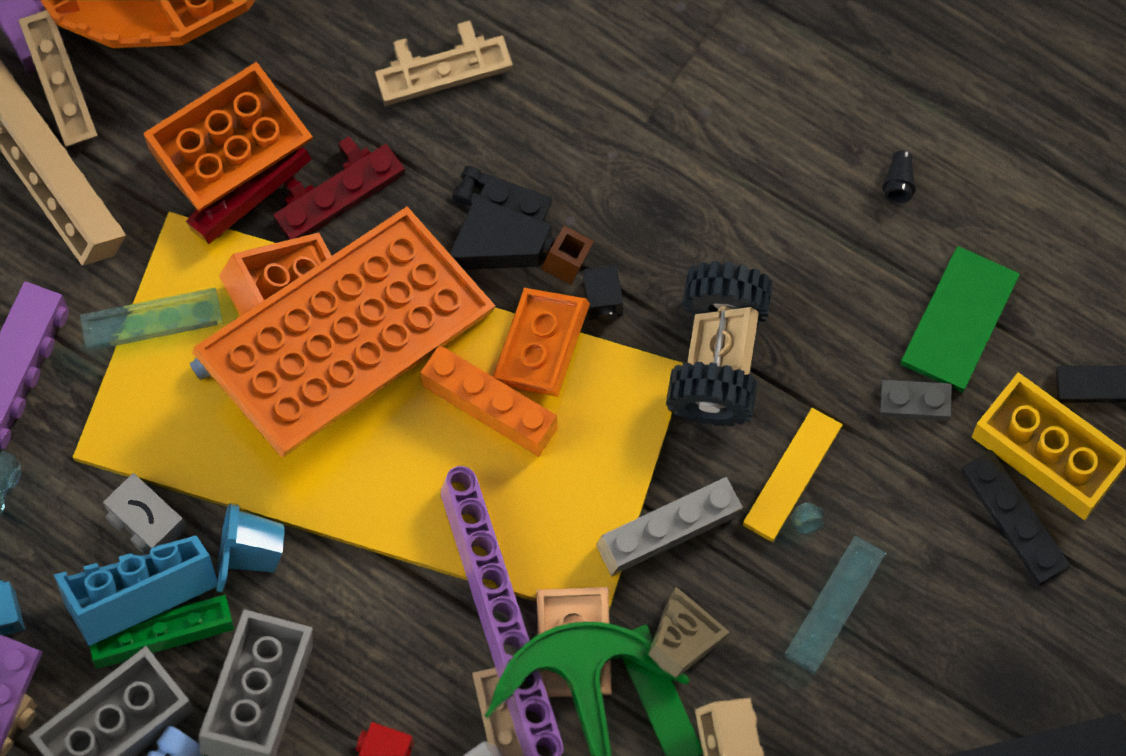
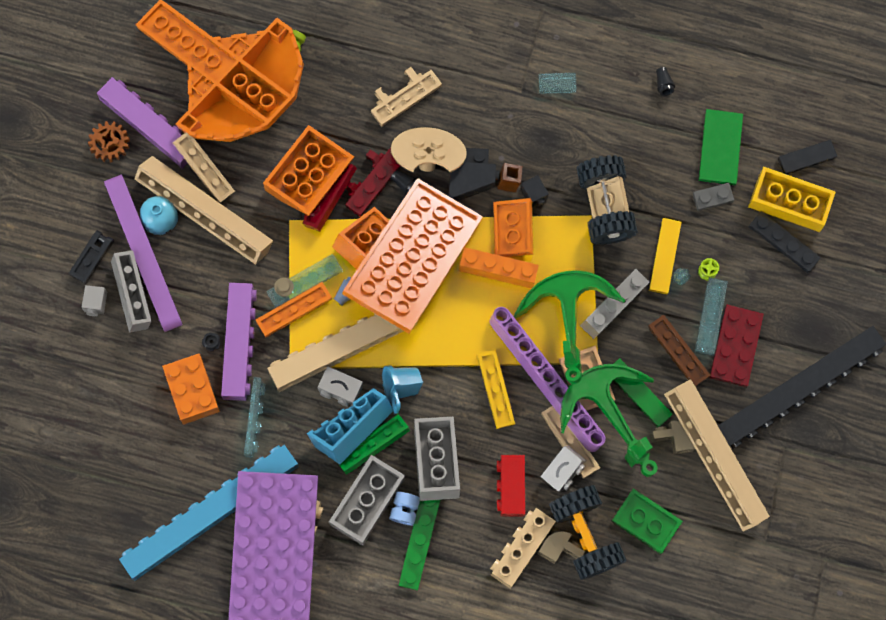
camera: 25 degrees left, 5 degrees up
(110, 316) = (284, 287): none -> dark tan plate
(115, 360) = (293, 309): none -> orange plate
(150, 450) = (331, 351): none -> tan brick
(384, 202) = (403, 180): none -> black cone
(409, 607) = (495, 389): none -> yellow tile
(446, 164) = (427, 148): none -> tan piece
(592, 471) = (568, 287): none -> green piece
(684, 634) = (643, 357): dark tan wing -> none
(712, 124) = (557, 83): none -> clear light blue tile
(755, 646) = (678, 350): none -> reddish brown plate
(862, 513) = (710, 265): none -> lime wheel
(862, 671) = (736, 345): none -> dark red plate

